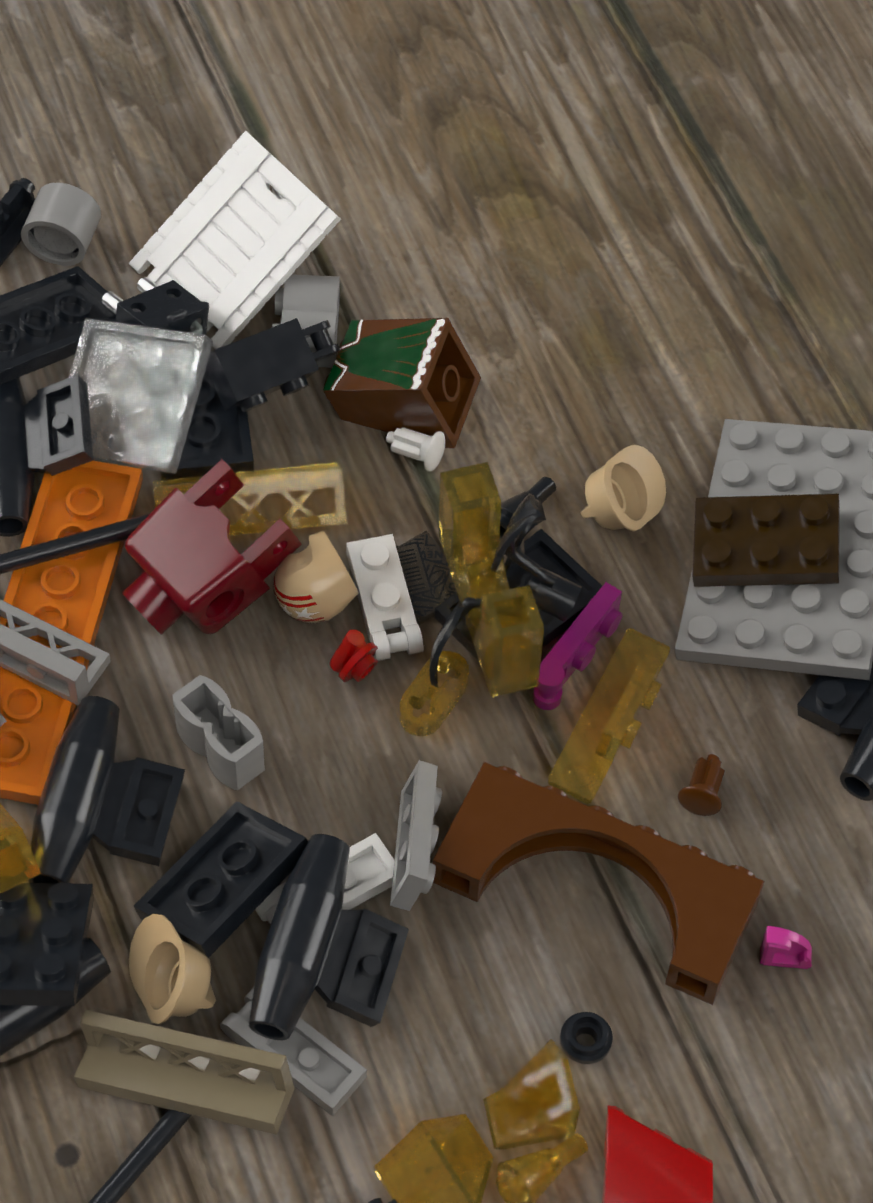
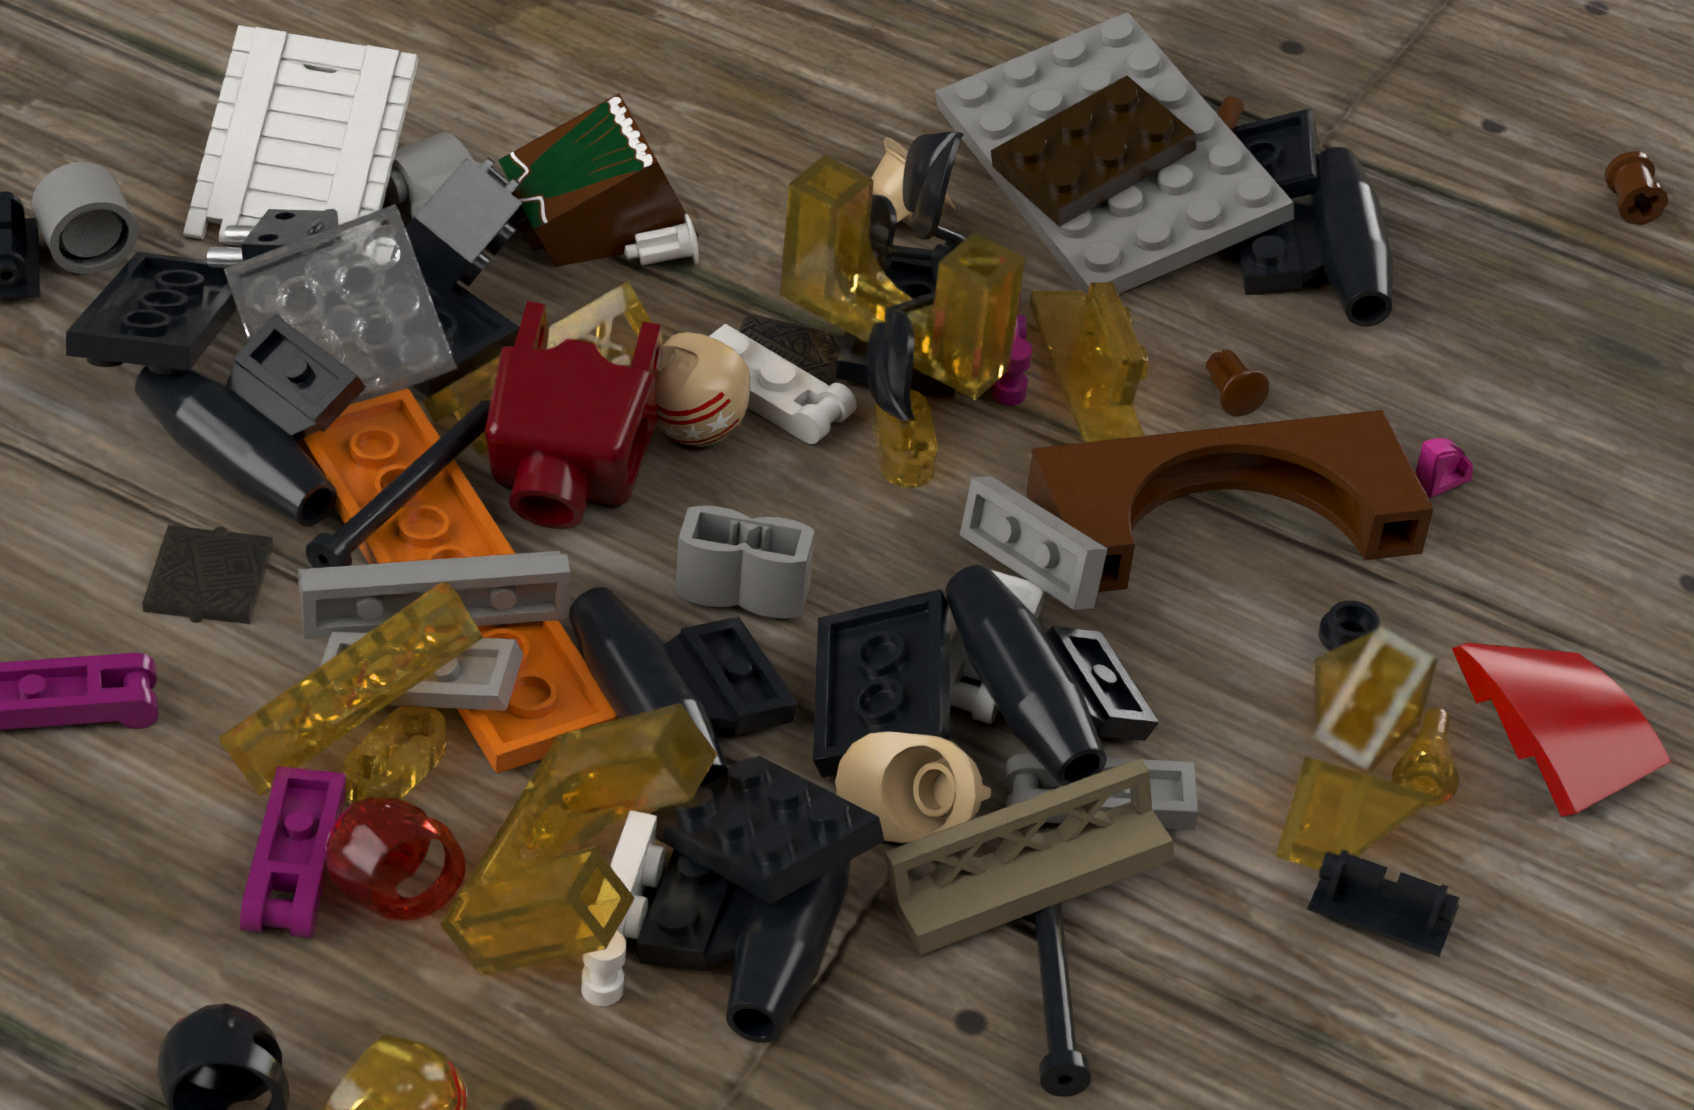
camera: 40 degrees left, 15 degrees down
(354, 657) = (800, 441): red plate -> none

